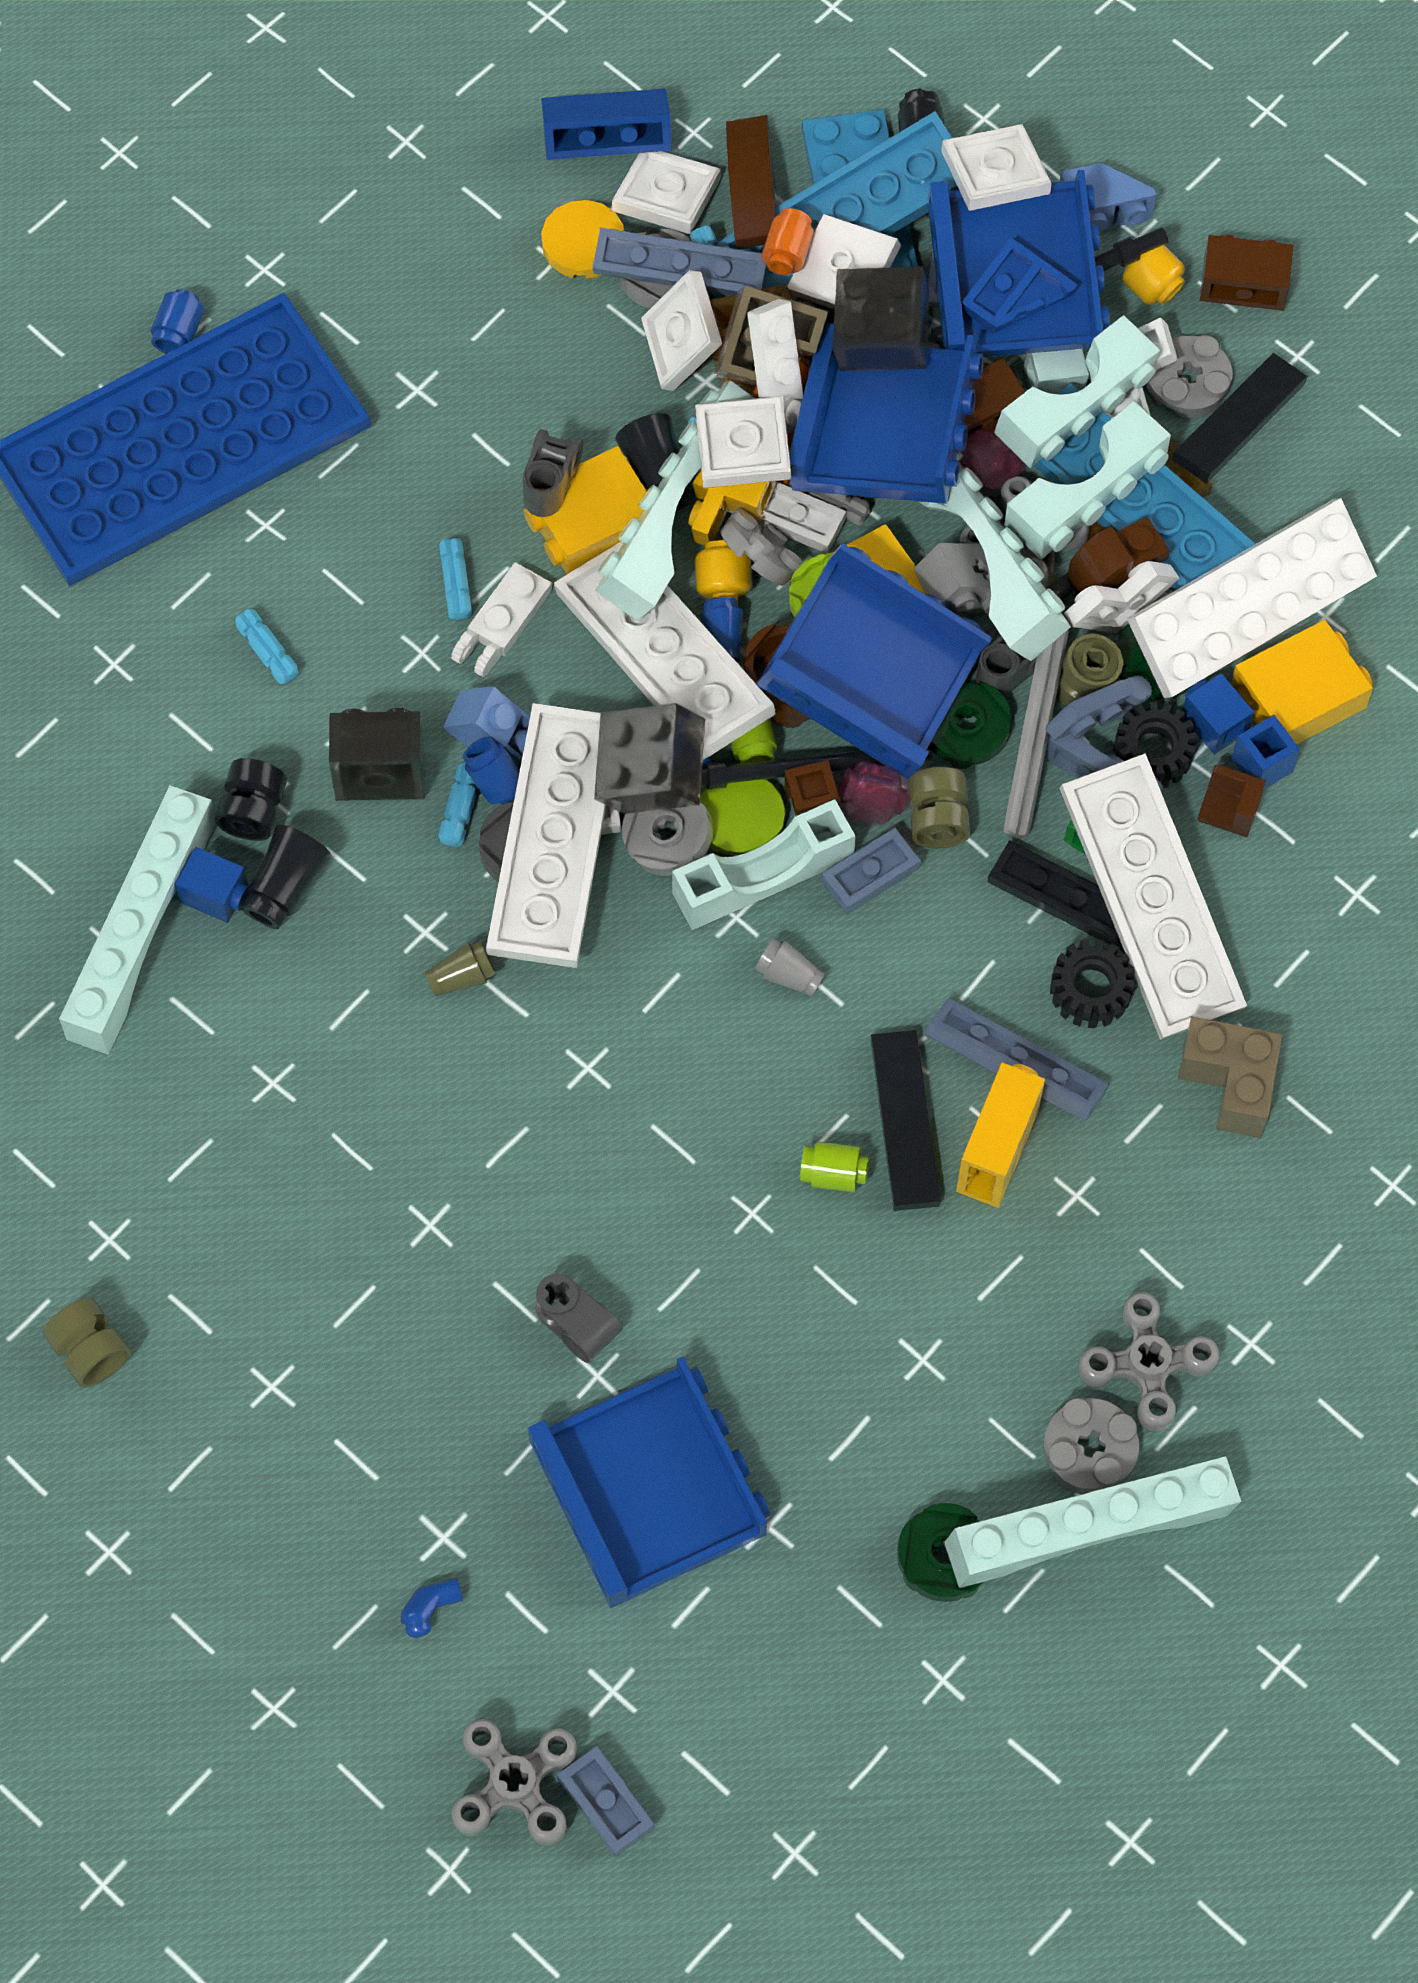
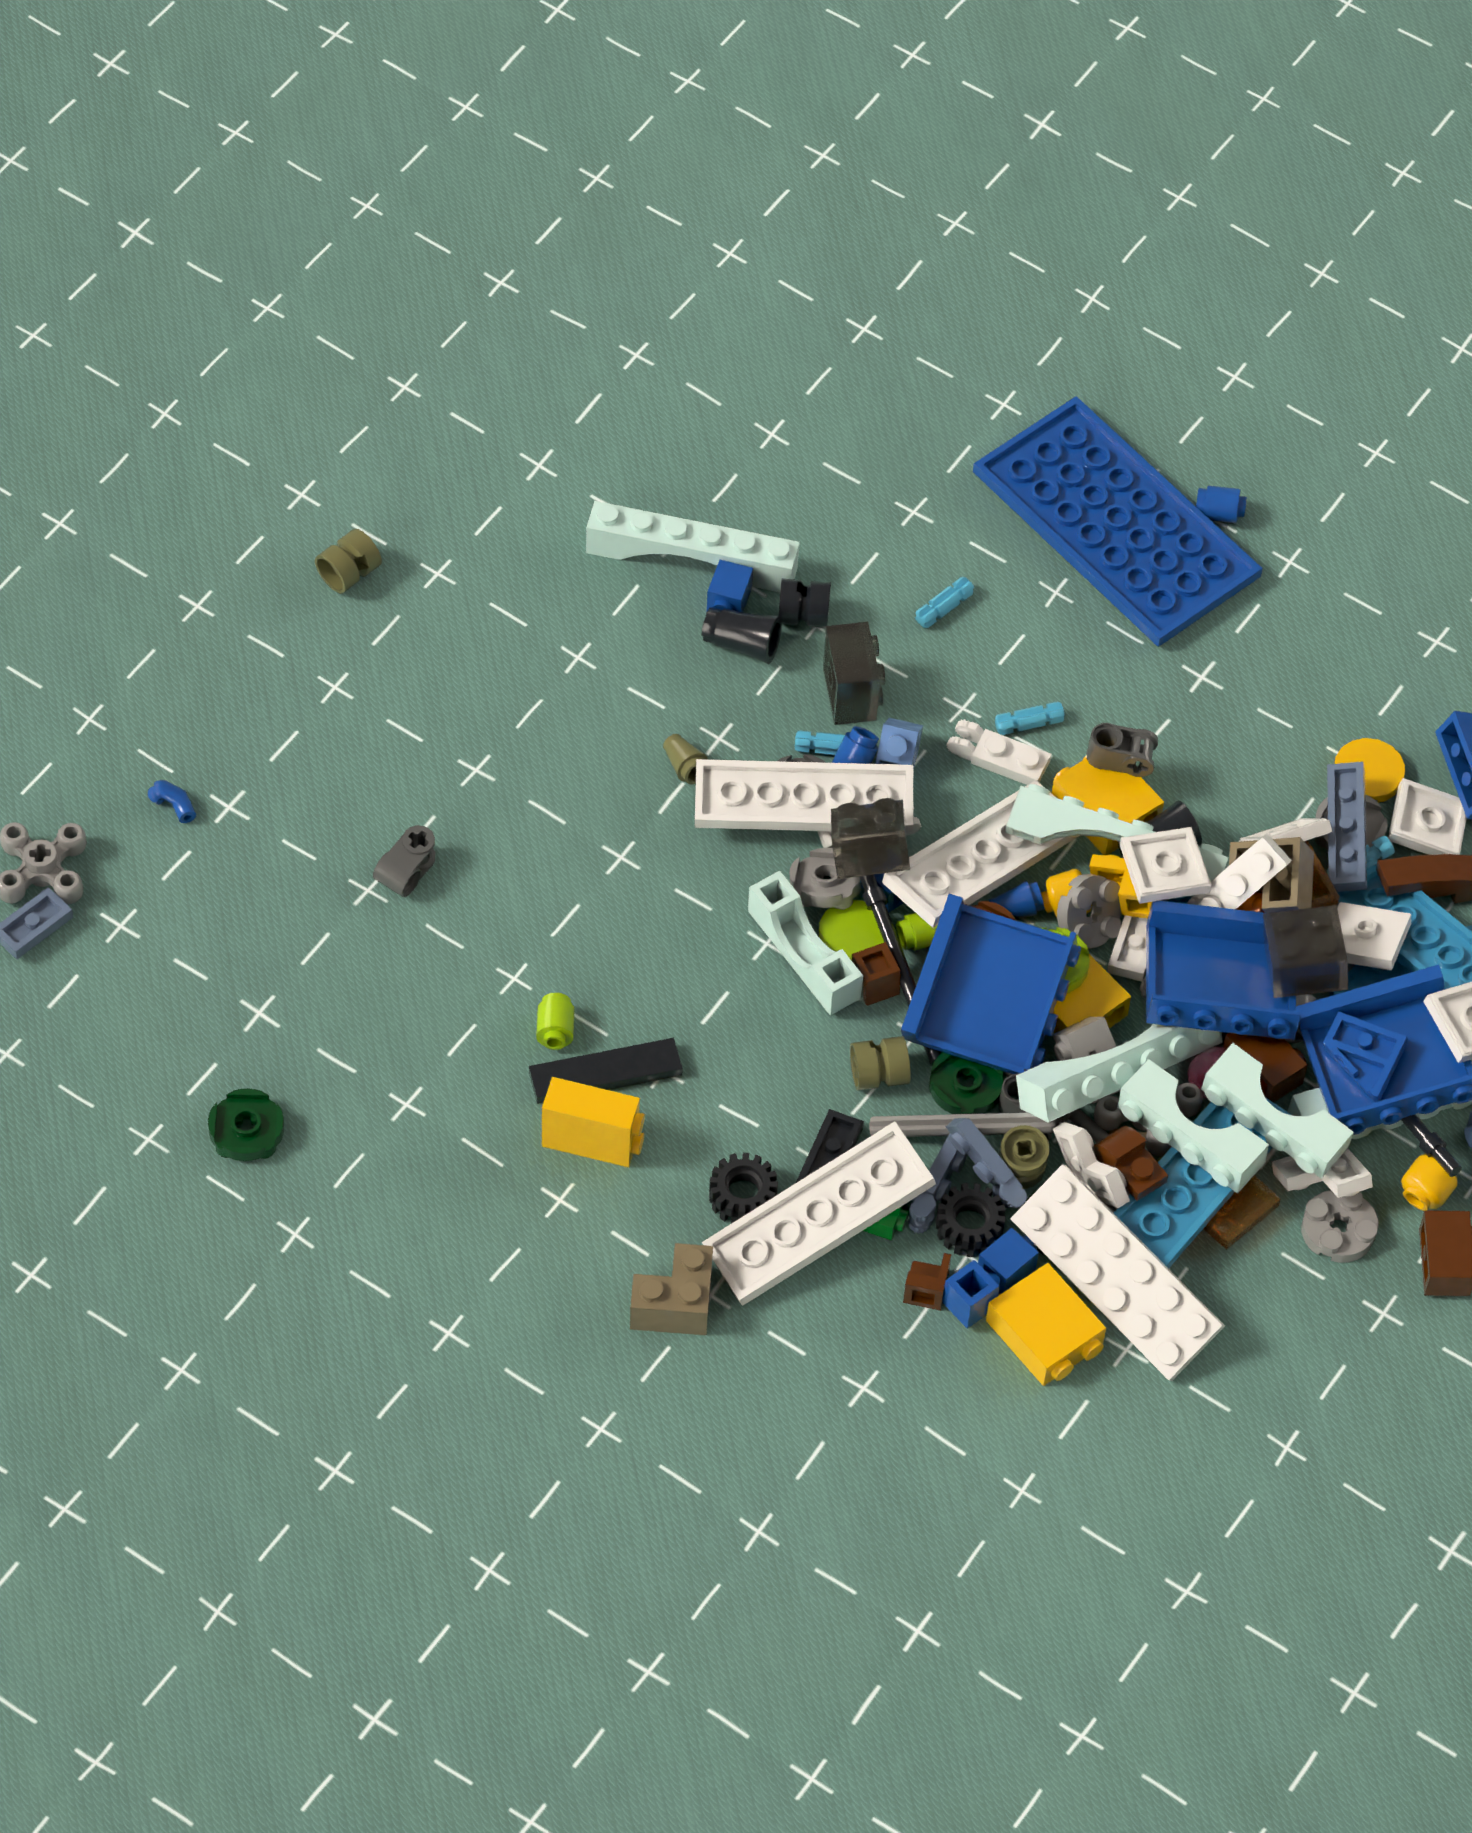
camera: 80 degrees right, 10 degrees down
(650, 1483) = (279, 923): blue panel -> none
(787, 242) = (1375, 889): orange brick -> none
(789, 968) = (722, 974): light grey cone -> none
(870, 870) = (818, 1024): sand blue plate -> none
(872, 793) = (884, 1014): clear pink head -> none
(992, 1044) = (666, 1139): sand blue plate -> none
(1056, 1528) = (275, 1210): light aqua arch -> none
(1079, 1421) = (340, 1201): light grey plate -> none
(1152, 1379) = (417, 1250): light grey gear -> none
(1239, 418) = (1301, 1260): black tile -> none

